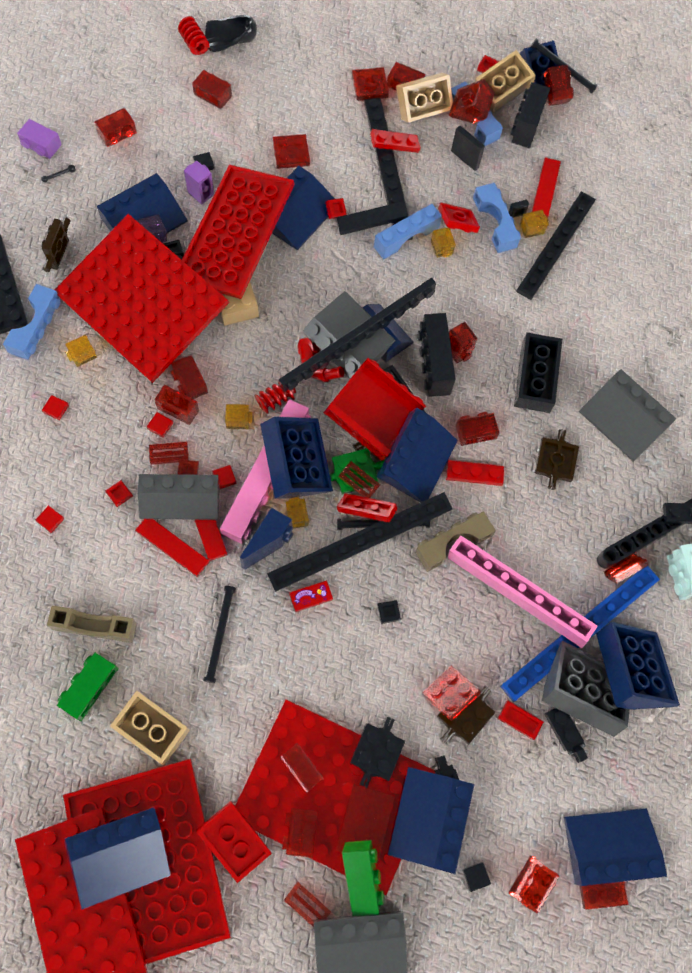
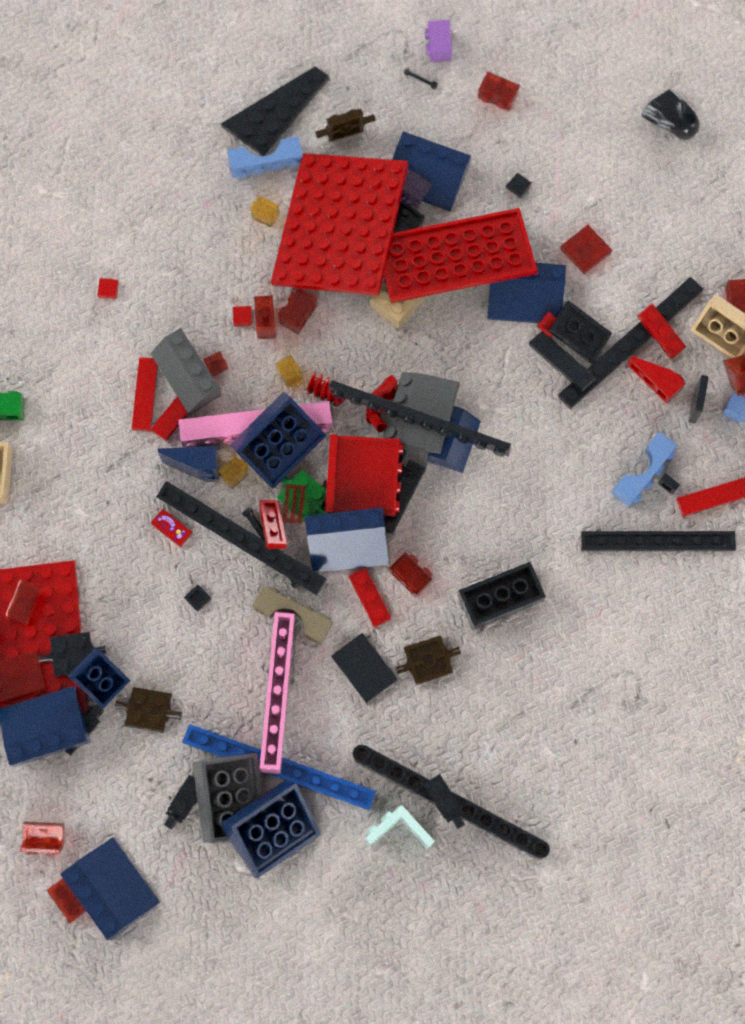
camera: 65 degrees right, 5 degrees up
(55, 407) = (203, 227): red tile -> none
(80, 623) = (42, 376): dark tan arch -> none
(119, 493) = (163, 324): red tile -> none
(164, 459) = (232, 351): clear red tile -> none
(193, 36) = (644, 87): red piece -> none
(199, 182) = (489, 195): medium lavender brick -> none
(212, 89) = (599, 141): clear red brick -> none
(225, 476) = (230, 395): red tile -> none
(229, 590) = (95, 477): black bar -> none
(357, 192) = (579, 332): none -> black tile
(370, 83) = (712, 271): clear red plate -> none
(392, 238) = (554, 392): medium blue arch -> none
(421, 737) = (99, 677): none -> dark blue slope
(433, 165) = (660, 379): none -> red slope
(436, 354) = (456, 497): black brick -> none
(443, 242) = (581, 437): clear yellow brick -> none
(451, 693) = (157, 686): clear red plate -> none
(458, 218) = (615, 435): red plate -> none
(462, 342) = (482, 511): clear red brick -> none
(476, 877) = (24, 791): black tile -> none
(520, 720) = (171, 757): red tile -> none
(533, 513) = (364, 668): none -> black tile
(534, 223) = (663, 507): clear yellow brick -> none
(625, 568) = (361, 775): clear red tile -> none
(627, 415) = (514, 699): dark grey slope -> none

